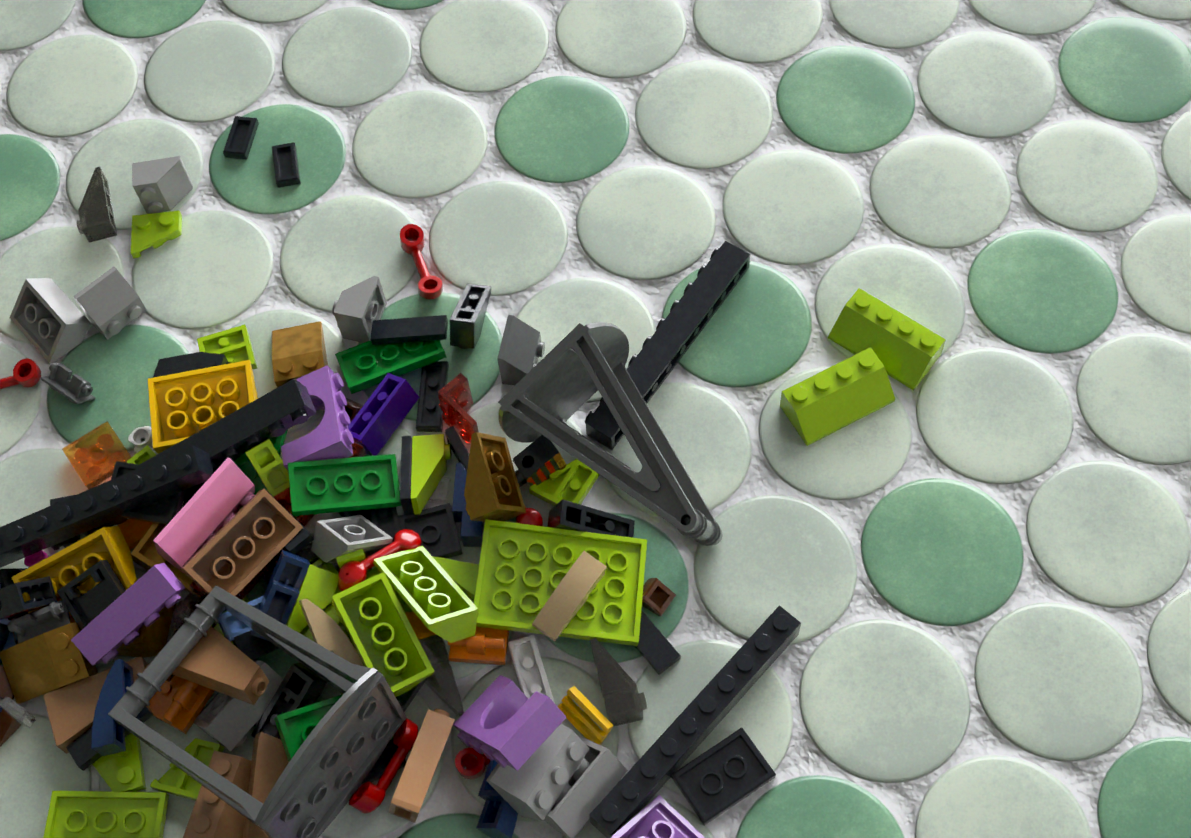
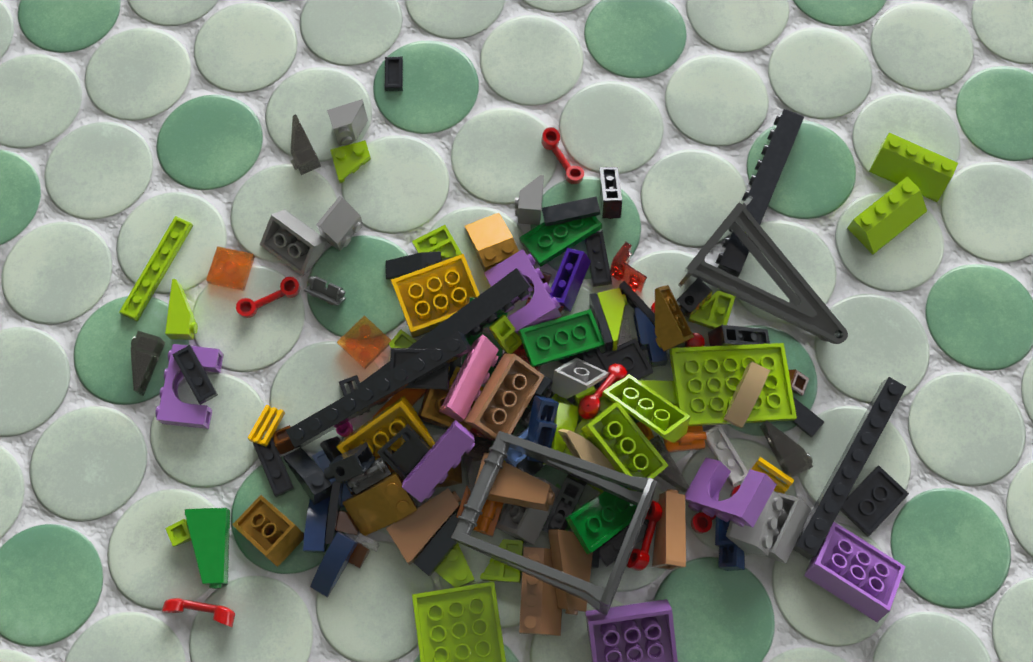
camera: 15 degrees left, 10 degrees up
(107, 734) = (444, 529): dark blue slope -> none
(139, 434) = (393, 319): white plate -> none
(286, 165) = (435, 91): black tile -> none
(518, 350) = (657, 218): dark grey slope -> none

